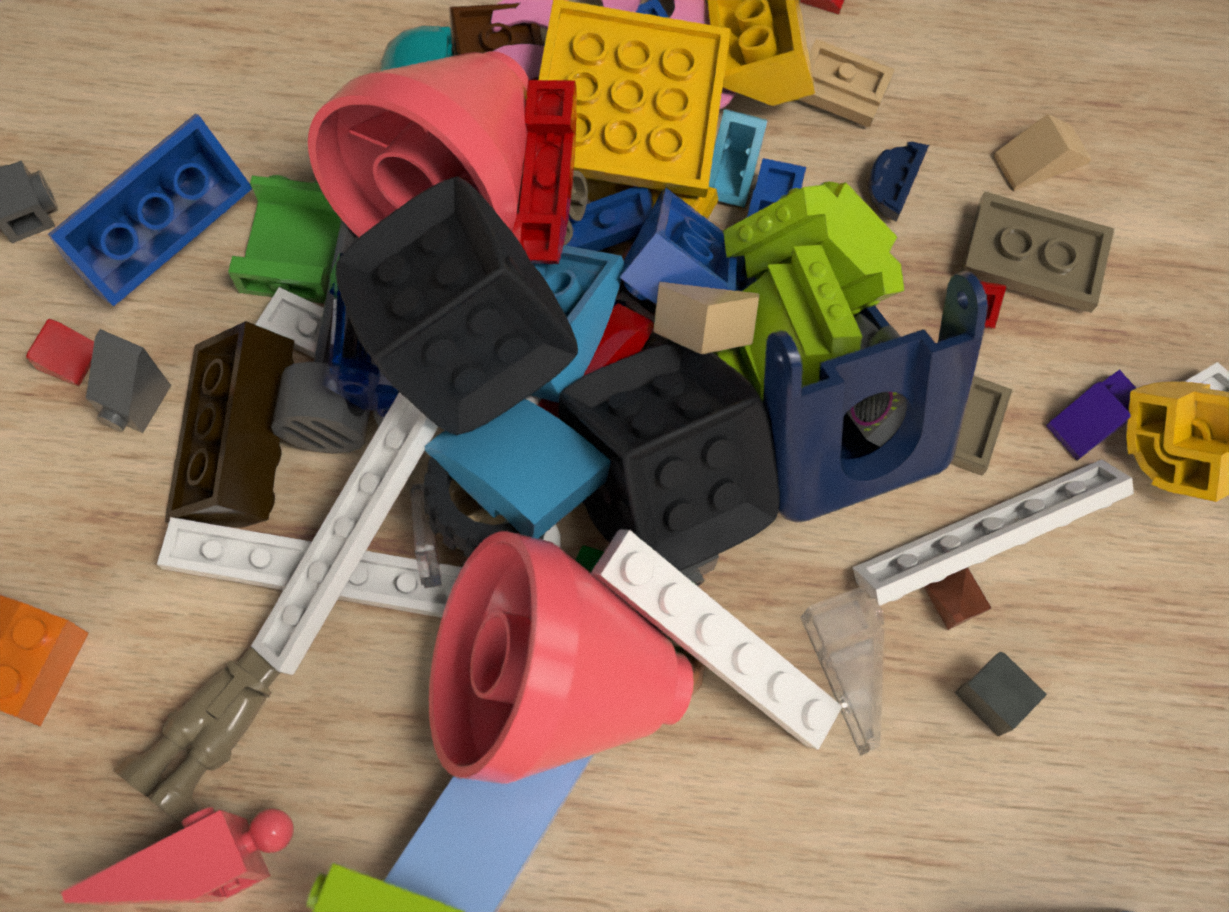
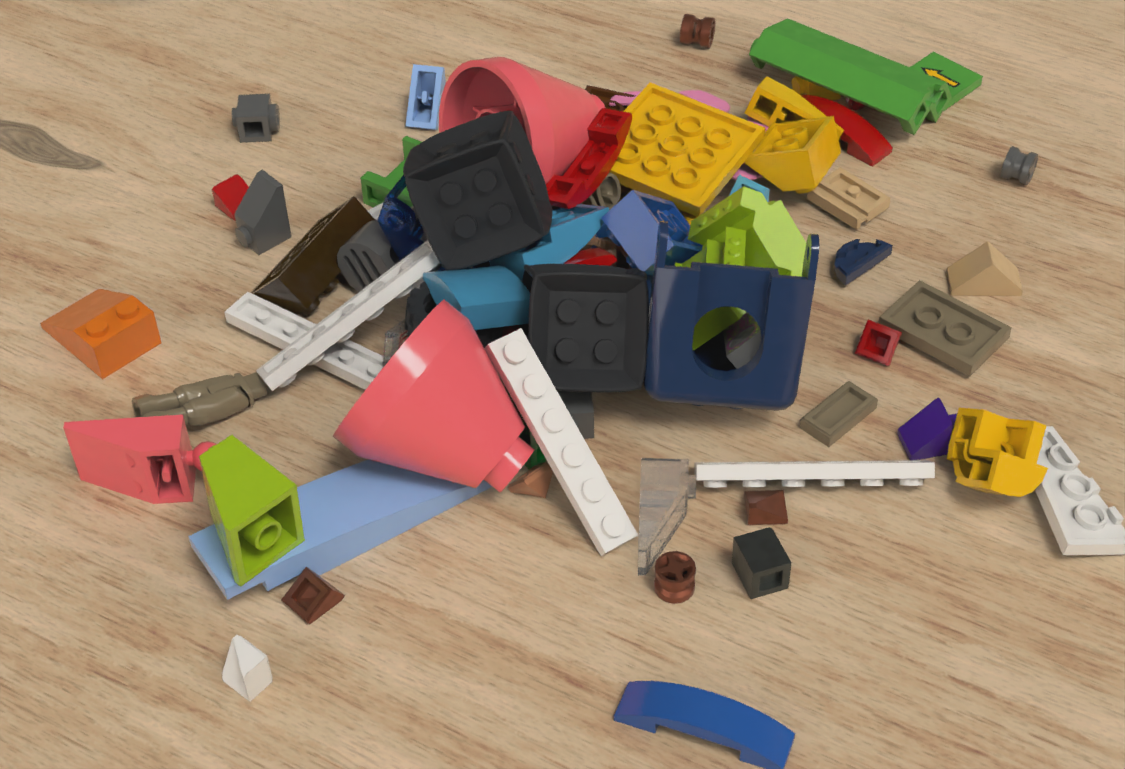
camera: 30 degrees right, 25 degrees down
(150, 211) = (330, 131): blue slope -> none
(240, 91) = (425, 96): none -> light blue slope
(705, 317) = (638, 248): tan slope -> none
(922, 747) = (682, 569): none -> copper wheel

